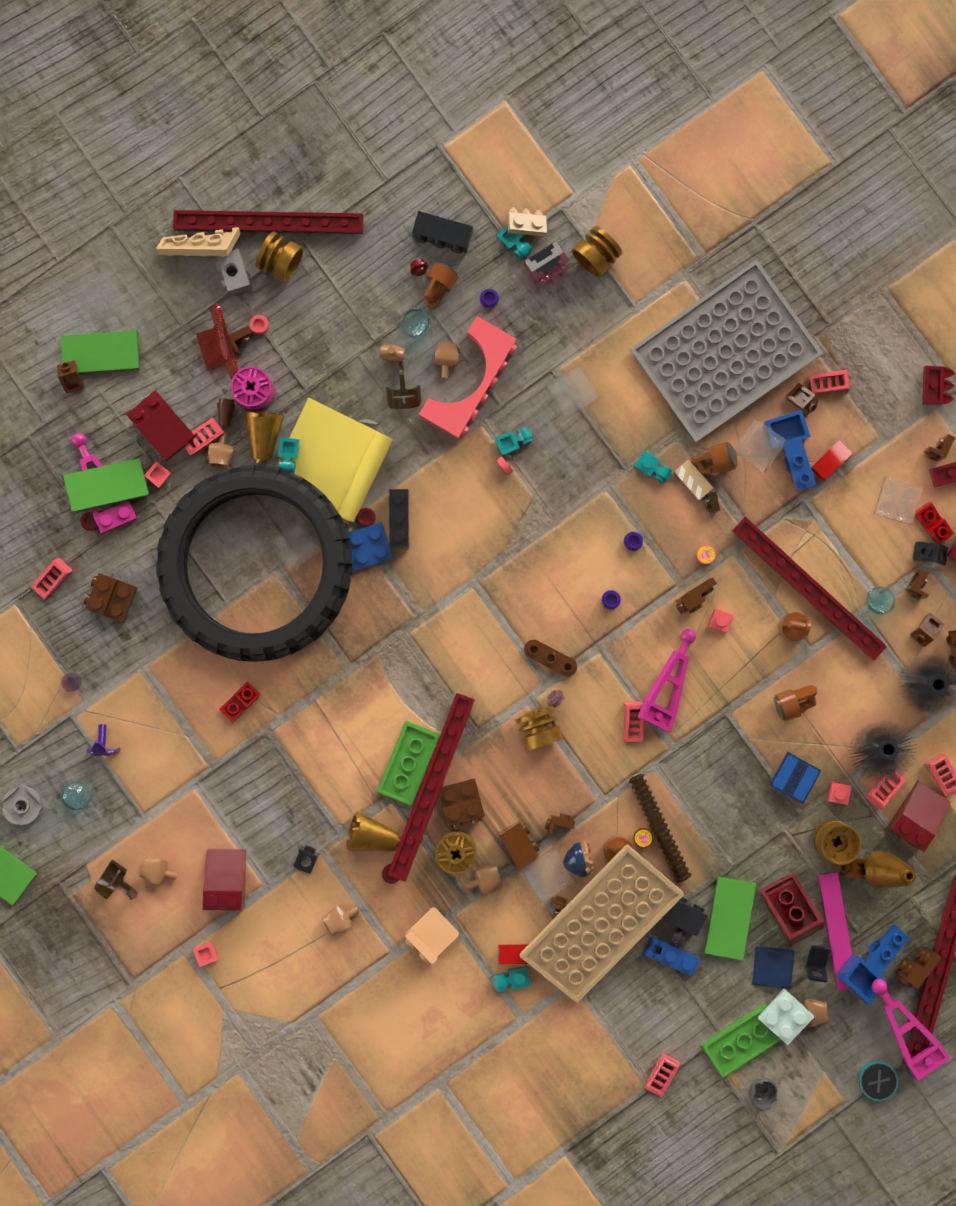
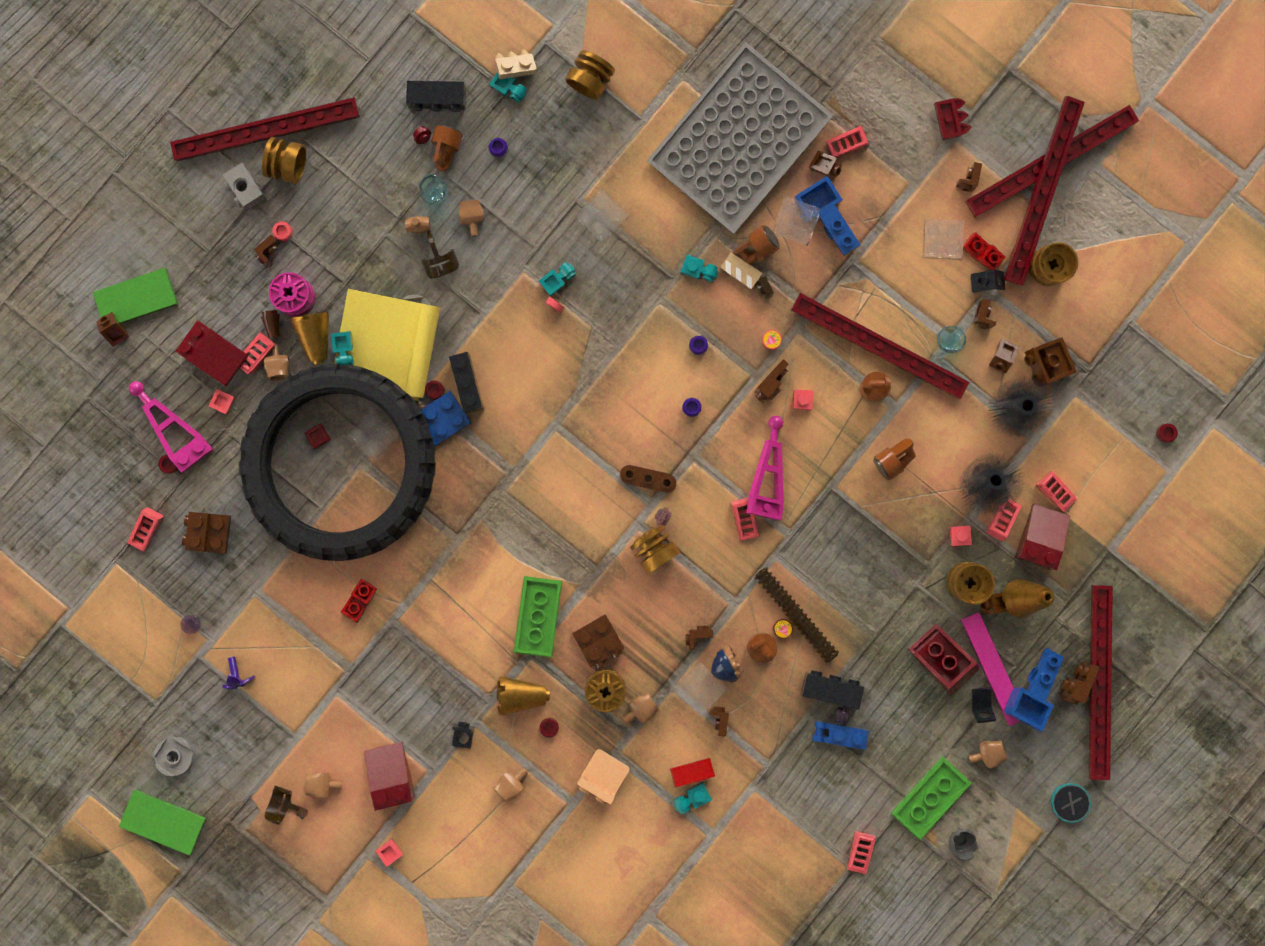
camera: 10 degrees left, 0 degrees up
(75, 795) = (223, 733): clear light blue hair -> none
(106, 485) = (173, 425): bright green tile -> none
(203, 245) = (203, 168): tan wing -> none
(217, 345) = (246, 261): clear red plate -> none
(241, 532) = (317, 436): none -> dark red tile
(431, 787) = (565, 634): dark red plate -> none
(455, 416) = (495, 270): coral arch -> none
(519, 844) = (664, 666): reddish brown slope -> none
(546, 263) = (544, 99): brick -> none
(601, 923) = (764, 721): tan plate -> none
(730, 918) = (887, 684): bright green tile -> none
(773, 967) = (941, 720): dark blue piece -> none
(785, 1016) = (965, 764): light aqua plate -> none
(795, 777) = (914, 531): piece -> none
(831, 460) = (869, 217): red slope -> none
(926, 1060) = (1111, 770): dark pink plate -> none

